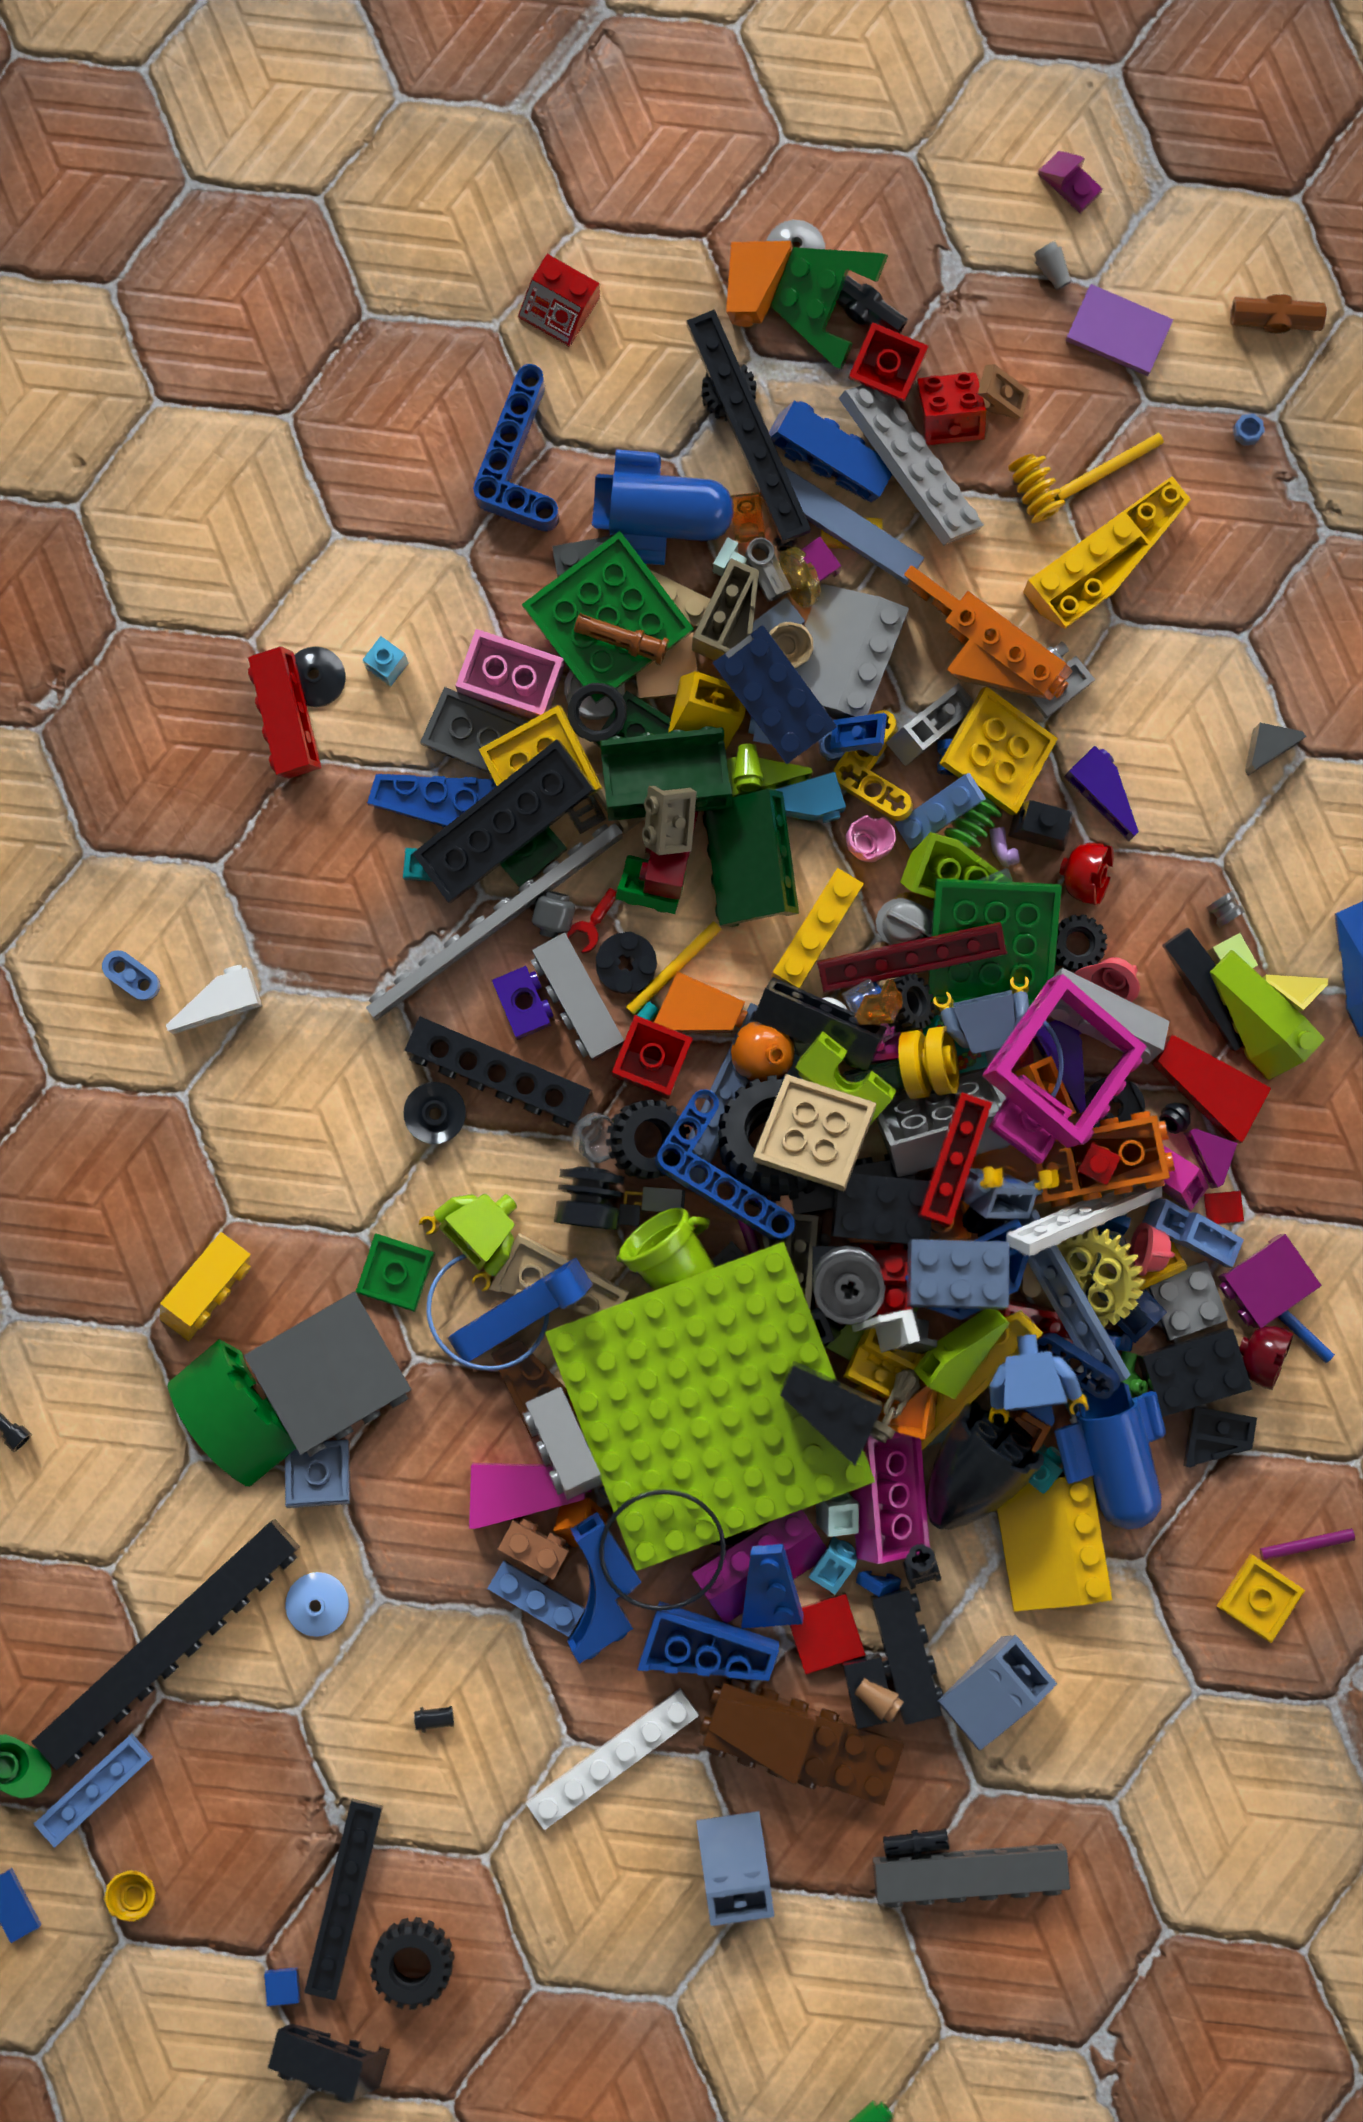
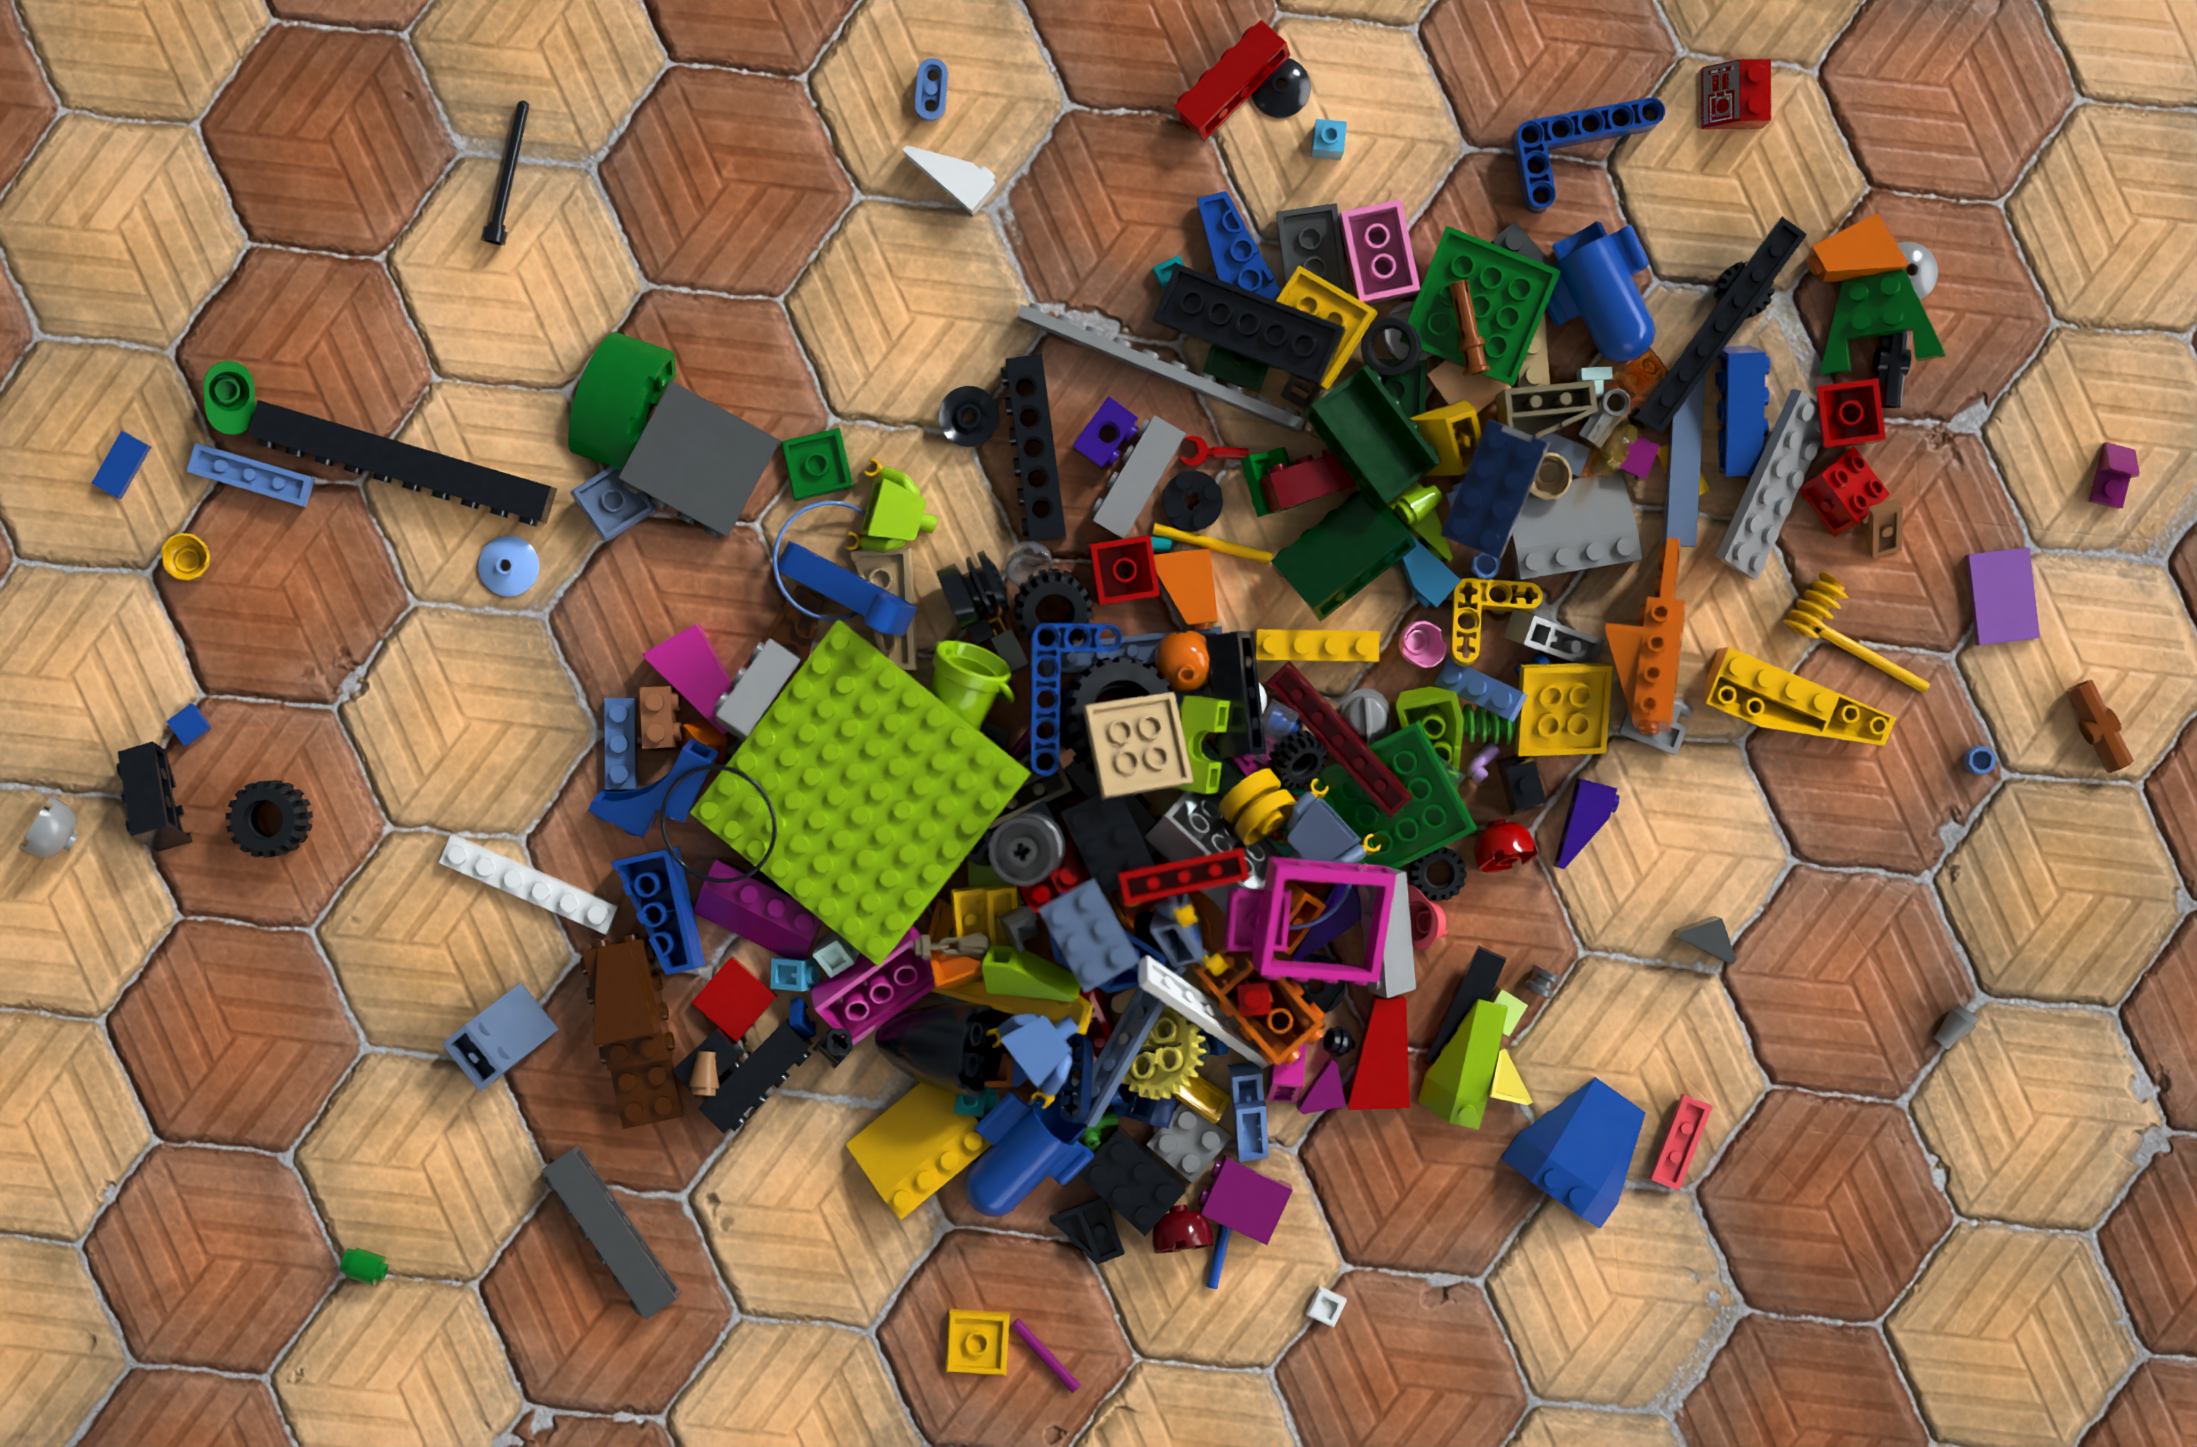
camera: 65 degrees right, 5 degrees up
(204, 1286) = (710, 313): yellow wedge -> none
(343, 1899) = (287, 732): black plate -> none
(433, 1718) = (473, 718): black pin -> none
(553, 913) = (1197, 414): dark grey head -> none
(669, 820) = (1331, 464): dark tan bracket -> none
(770, 1590) = (740, 932): blue wing -> none
(832, 1408) = (916, 895): black wedge -> none
(859, 733) = (1505, 581): blue slope -> none
(880, 1007) = (1279, 738): clear orange bracket -> none
(892, 1329) = (1011, 908): white panel -> none
(915, 1842) = (609, 1172): black pin -> none
(997, 1691) = (770, 1167): sand blue slope -> none
(1053, 264) = (2026, 505): light grey cone -> none
(1152, 1248) = (1212, 1084): coral piece -> none
(1224, 1207) = (1286, 1126): red sticker -> none

